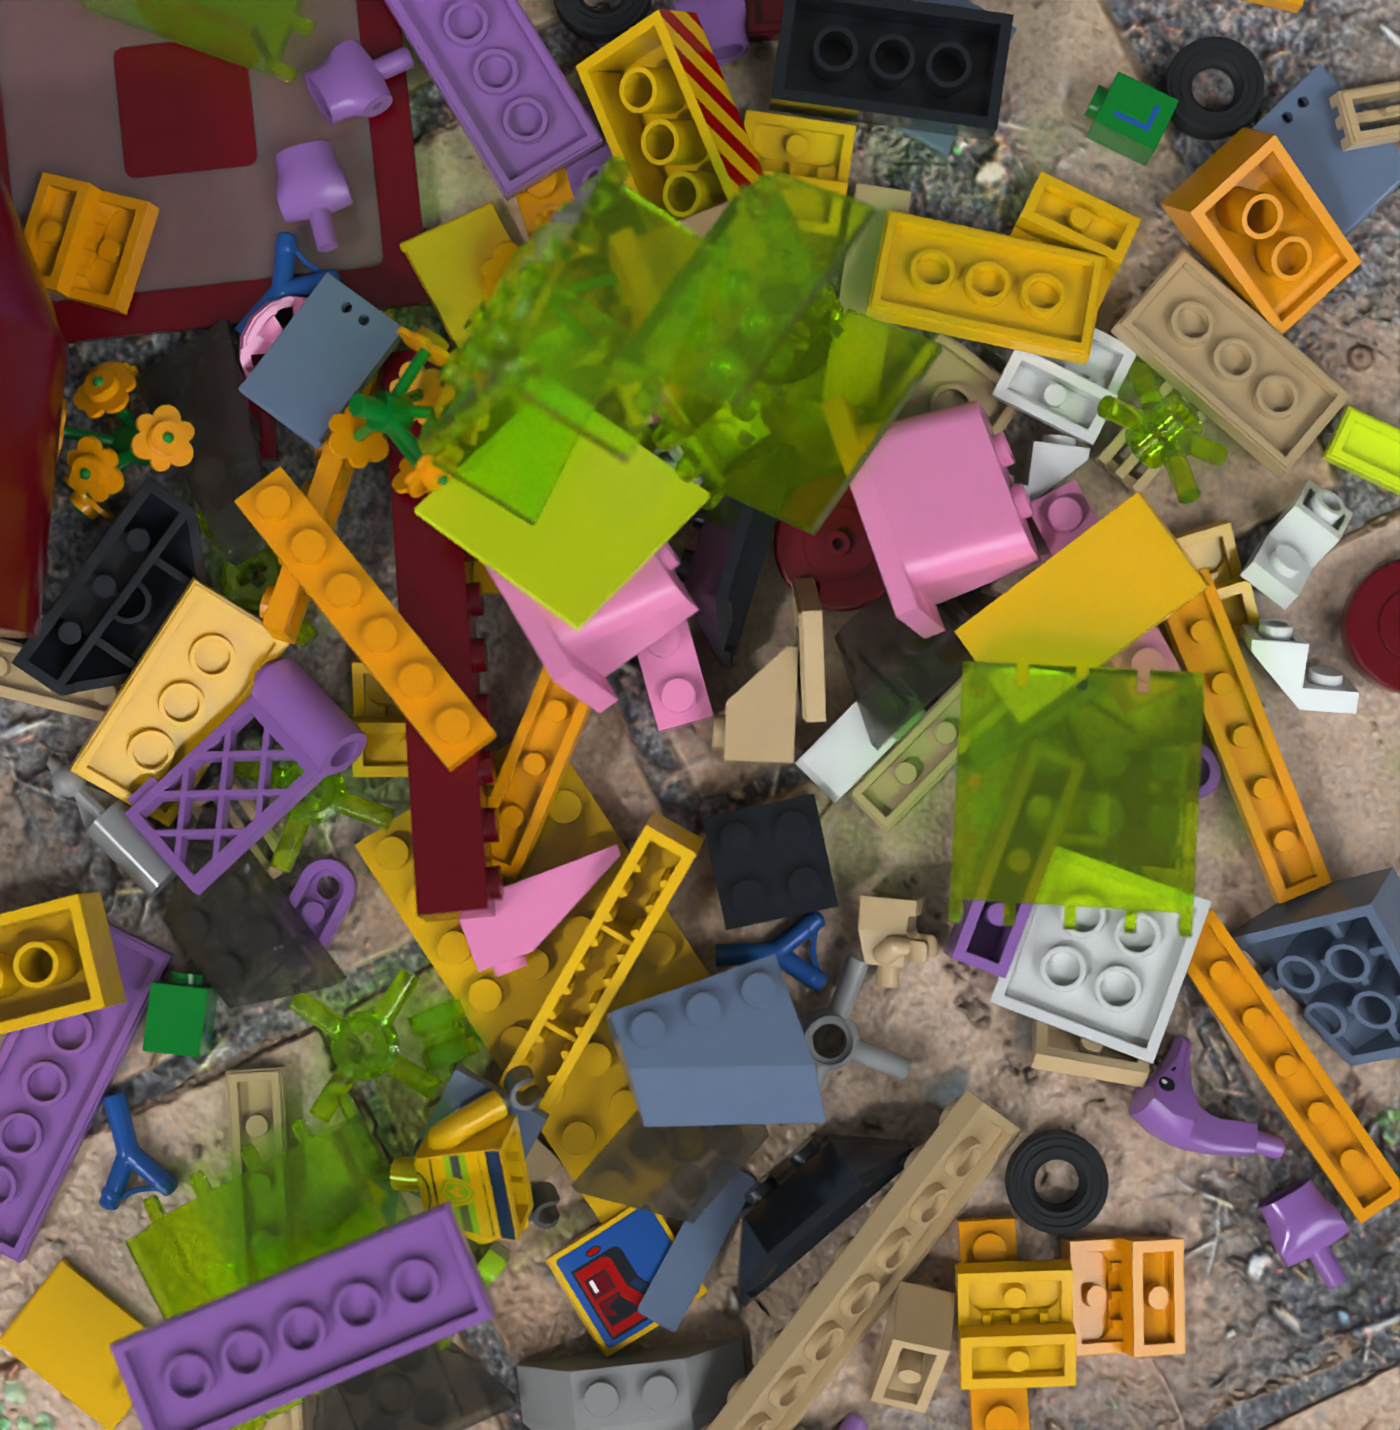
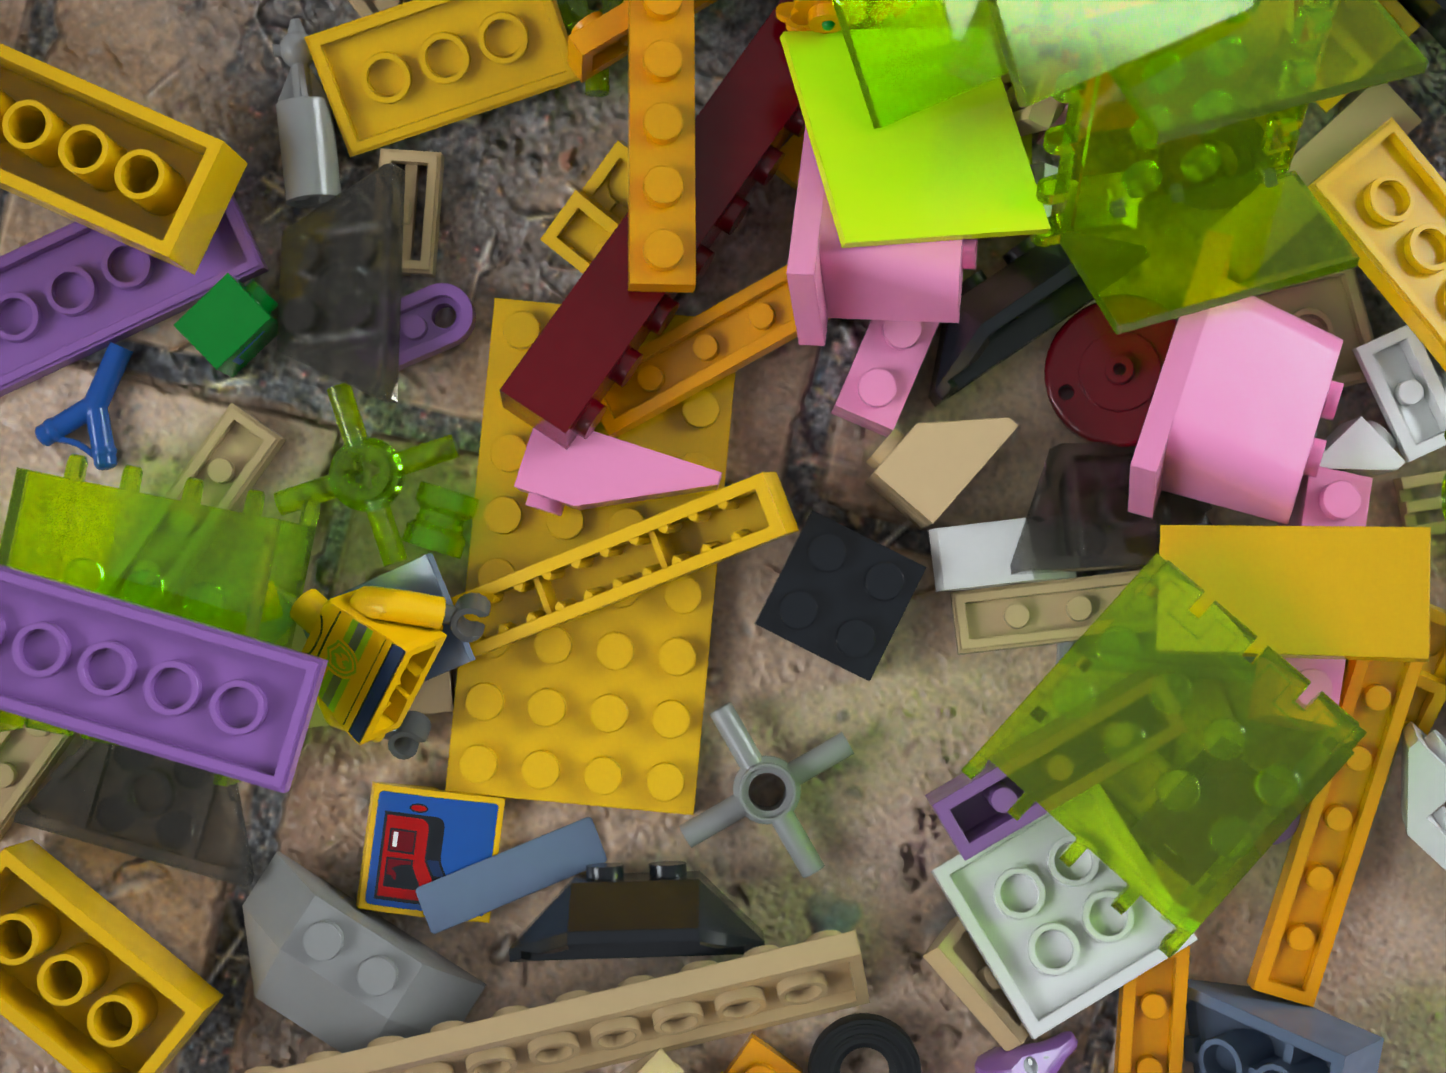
camera: 40 degrees right, 0 degrees up
(293, 714) = (533, 144): medium lavender piece -> none
(317, 811) = (487, 241): clear neon green bar -> none
(493, 1262) = (323, 749): lime tile -> none
(669, 1168) = (574, 772): clear smoke wing -> none
(719, 1052) = (665, 724): sand blue wedge -> none
(782, 946) = (784, 682): blue piece -> none
(809, 639) = (1034, 426): tan tile -> none
(890, 934) = (892, 745): tan piece -> none

